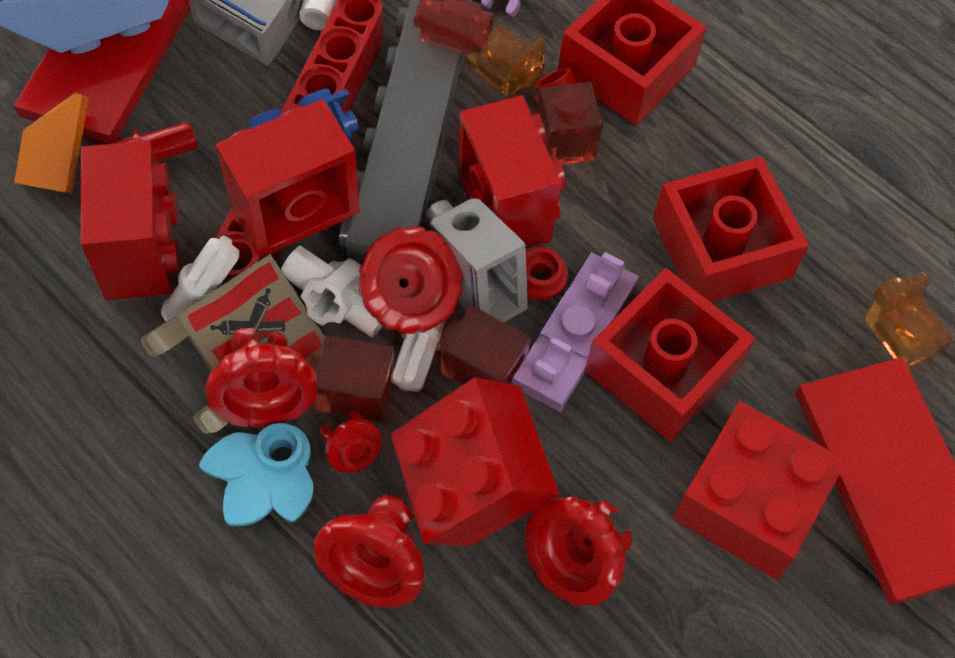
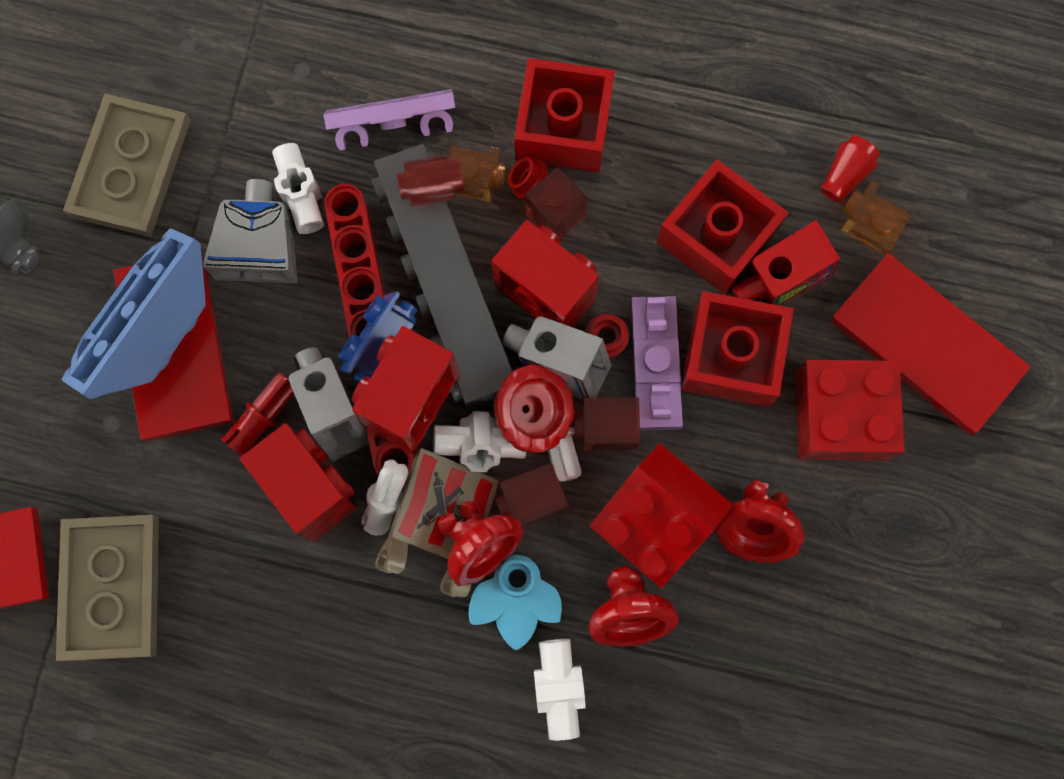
camera: 25 degrees left, 15 degrees up
(53, 146) = (195, 455): orange tile -> none
(193, 166) = (327, 404): none -> light grey torso
(242, 589) = (559, 689): none -> white axle
(352, 444) = (565, 546): red plate -> none
(784, 307) = (803, 258): none -> red torso
(910, 254) = (850, 167): none -> red cone

